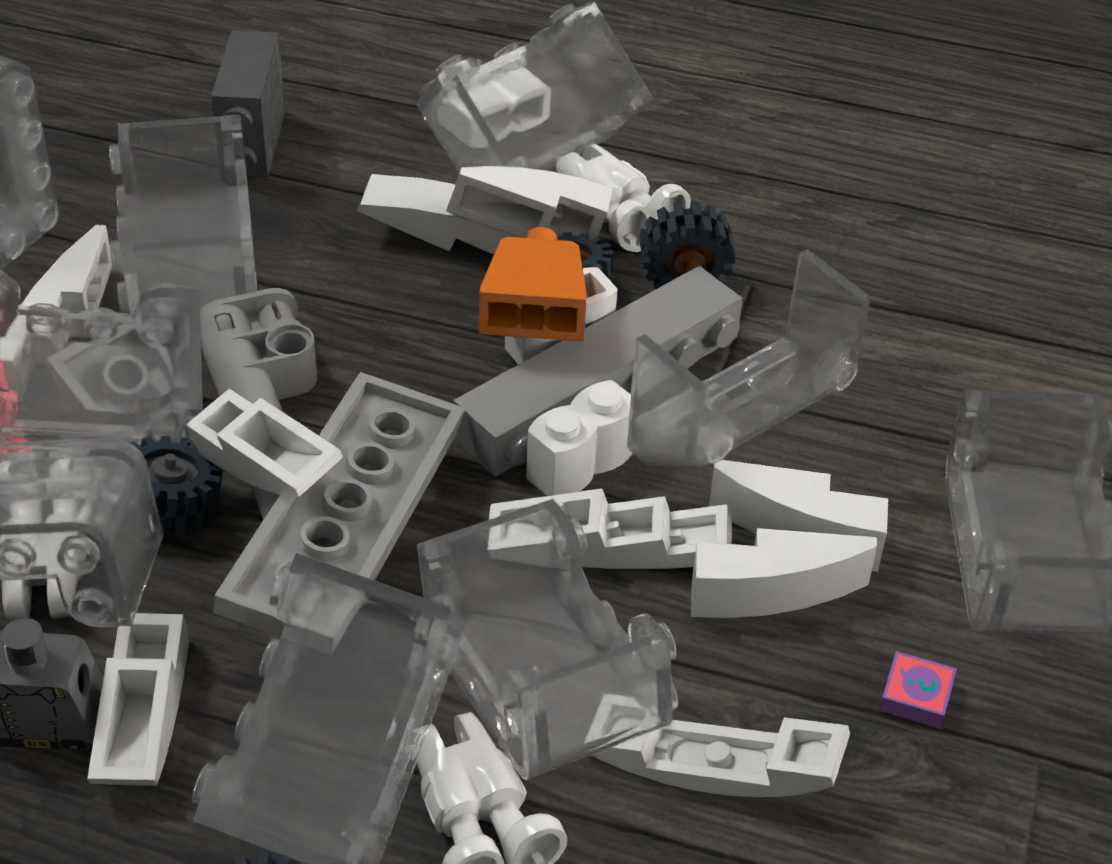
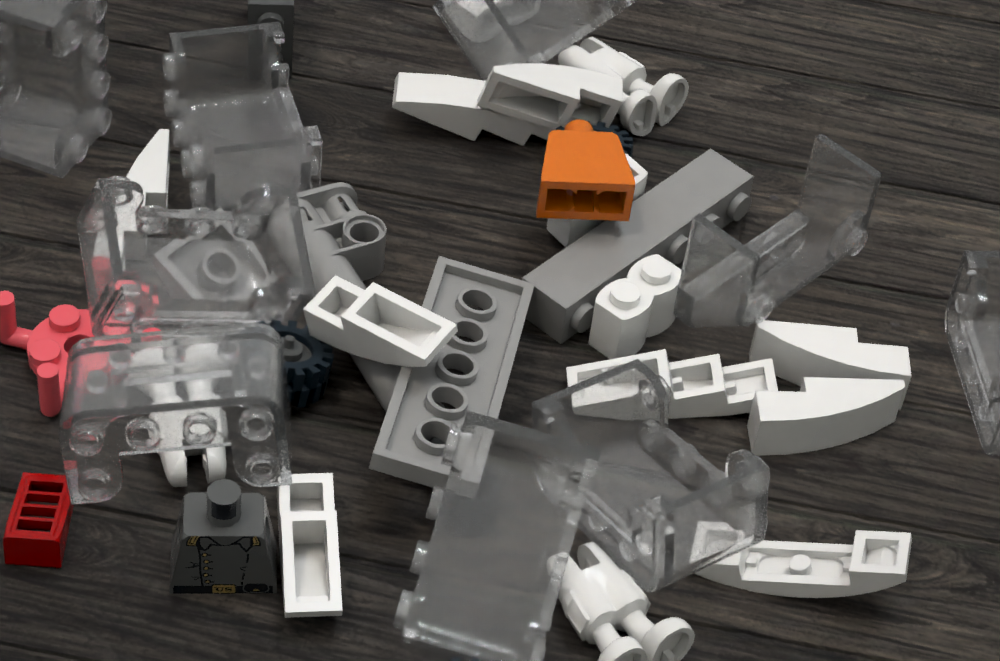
camera: 10 degrees left, 0 degrees up
(685, 241) = (693, 128): black wheel -> none
(918, 689) = (951, 505): medium lavender tile -> none

